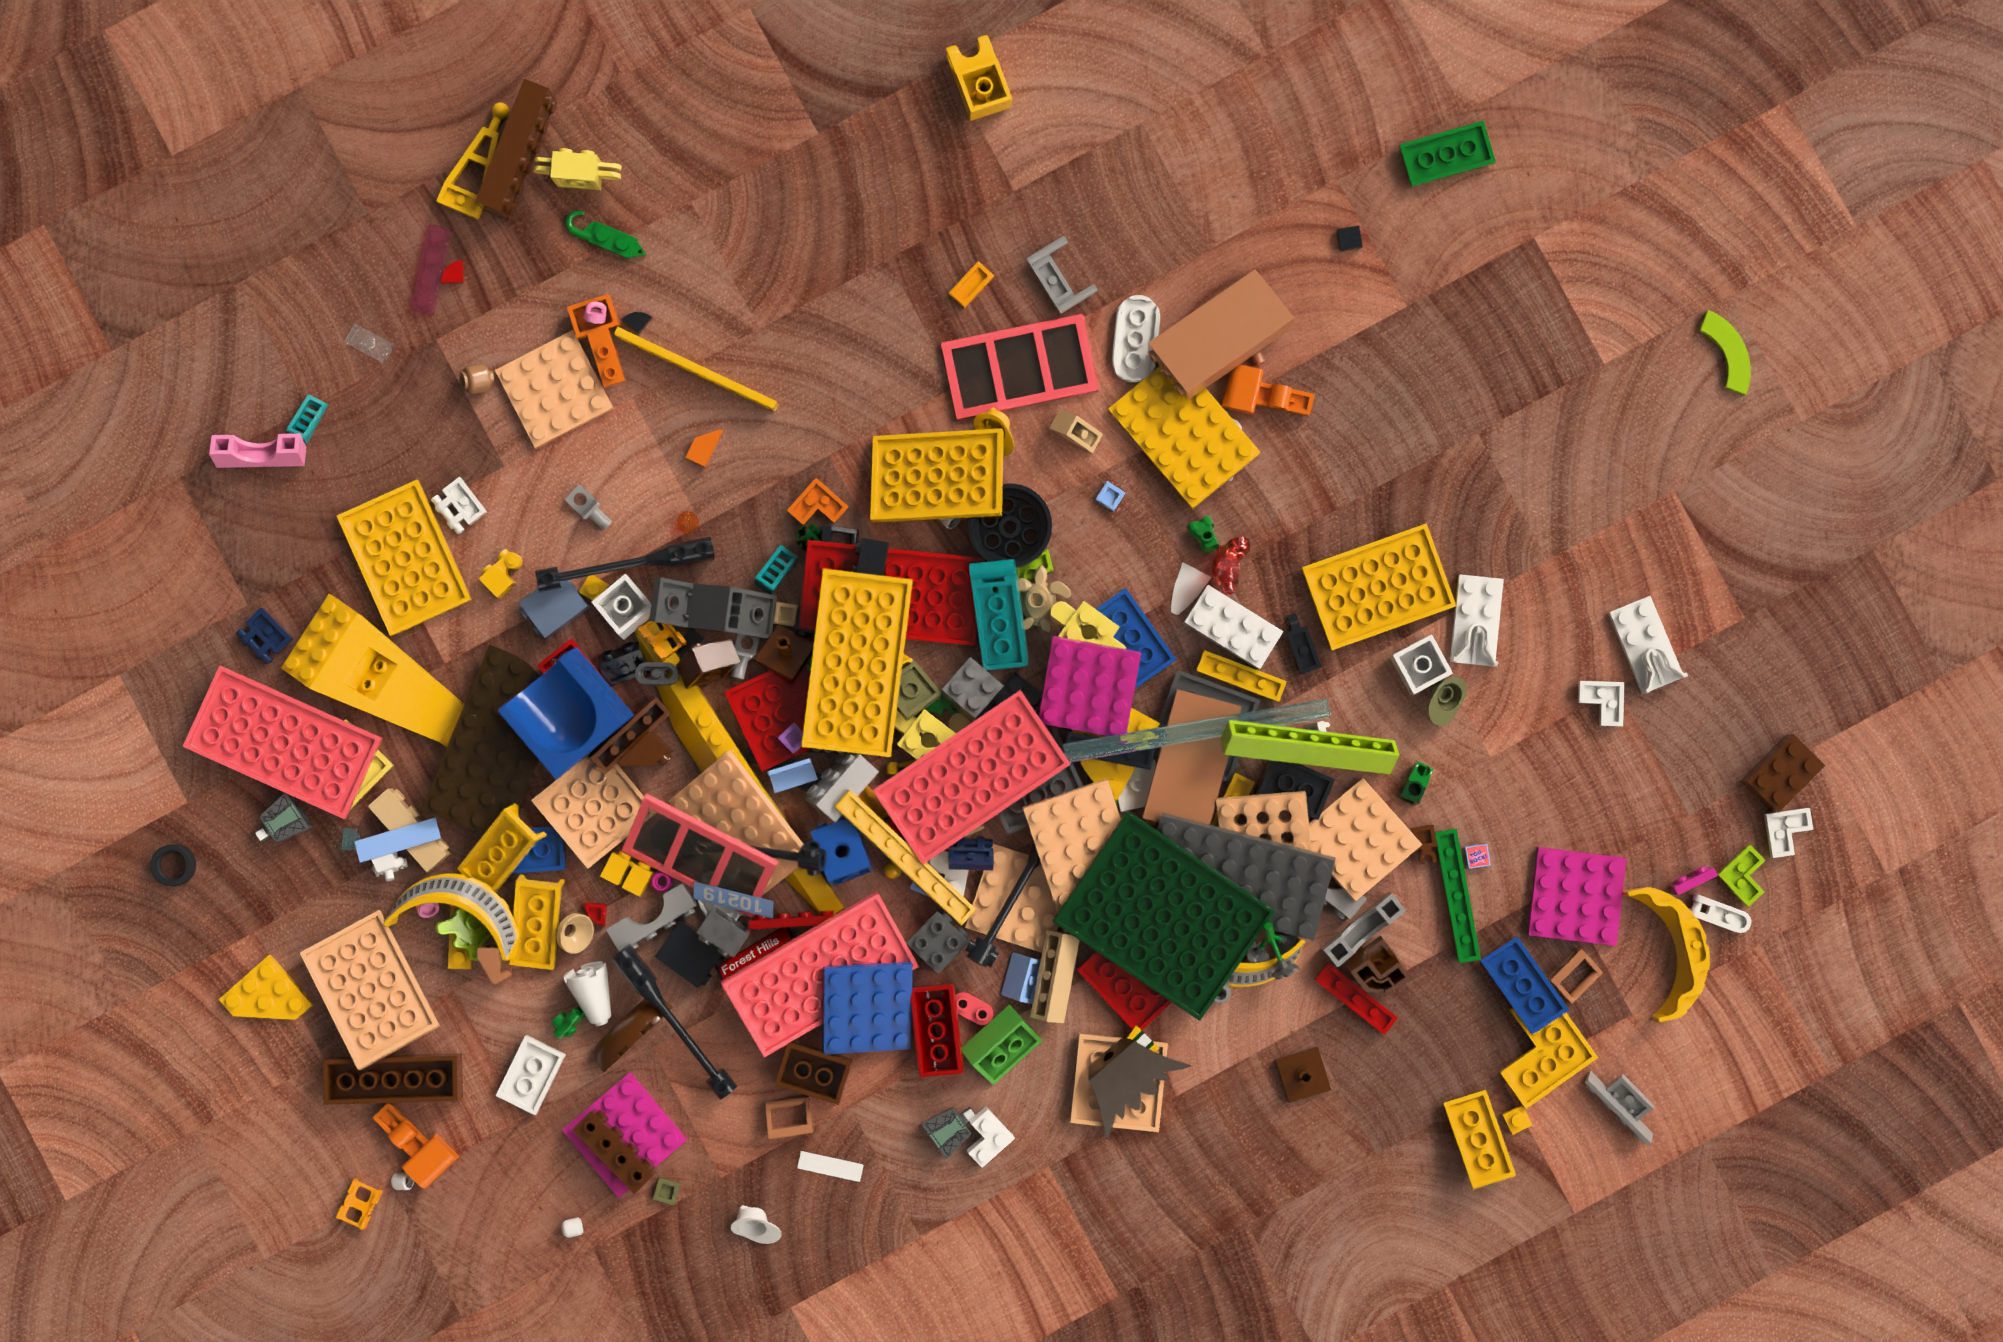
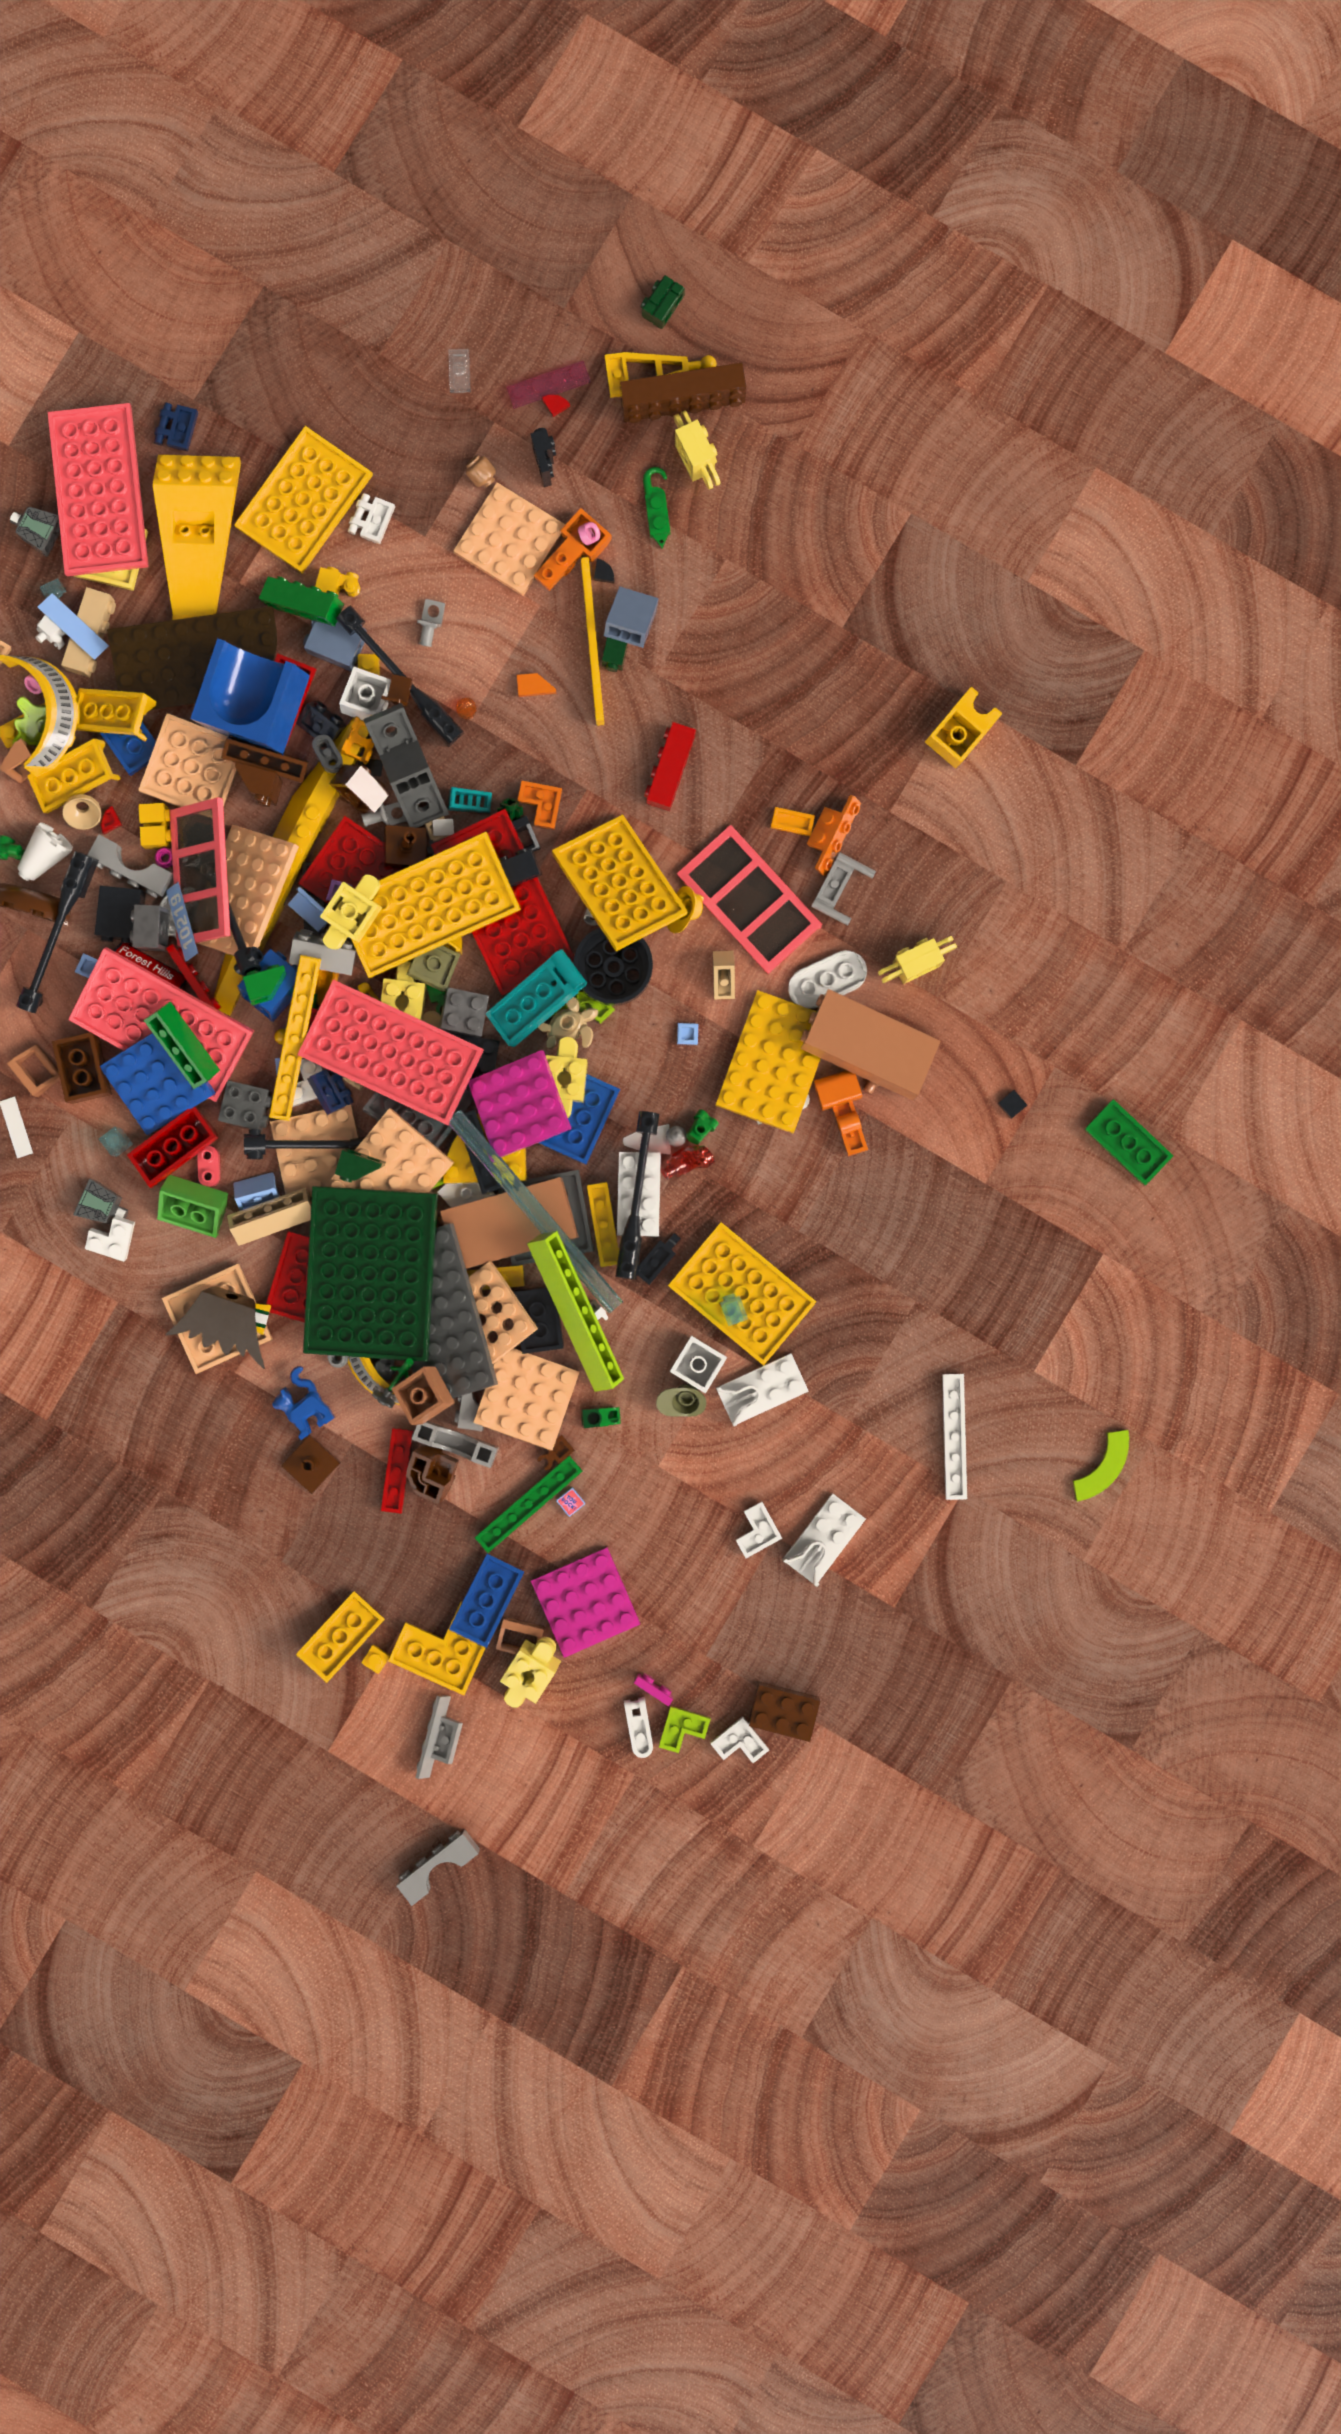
camera: 60 degrees right, 0 degrees up
(230, 452) = (307, 314): bright pink arch -> none
(313, 423) = (369, 364): teal slope -> none
(418, 117) = (662, 302): none -> dark green brick
(493, 310) = (544, 451): none -> black plate
(500, 614) = (301, 600): none -> green brick
(639, 573) = (399, 690): none -> reddish brown bracket
(696, 320) = (631, 617): none -> sand blue brick
(720, 356) = (614, 655): none -> dark green brick
(722, 1011) = (86, 965): none -> light blue plate
(786, 607) = (443, 827): none -> white sticker
(824, 736) = (351, 912): none -> light yellow brick
(842, 858) = (264, 984): none -> green slope
(853, 965) = (182, 1045): none -> green brick
(854, 365) = (670, 767): none -> red brick
(900, 1080) = (115, 1141): none -> clear light blue brick
(1002, 256) = (831, 831): none -> orange bracket
(1059, 868) = (355, 1165): none -> dark green slope
(1170, 246) = (918, 961): none -> light yellow brick
(1198, 562) = (676, 1136): none -> light grey plate
(1249, 1049) = (309, 1405): none -> blue animal
(1273, 658) = (631, 1238): none -> black bar
(1306, 931) = (423, 1395): none -> nougat brick
(1391, 603) = (733, 1309): none -> clear light blue brick
(1612, 983) = (530, 1671): none -> light yellow brick
(1622, 470) = (954, 1436): none -> white plate
(1690, 946) = (594, 1721): yellow windscreen -> none
(1735, 1146) = (458, 1850): none -> light grey arch

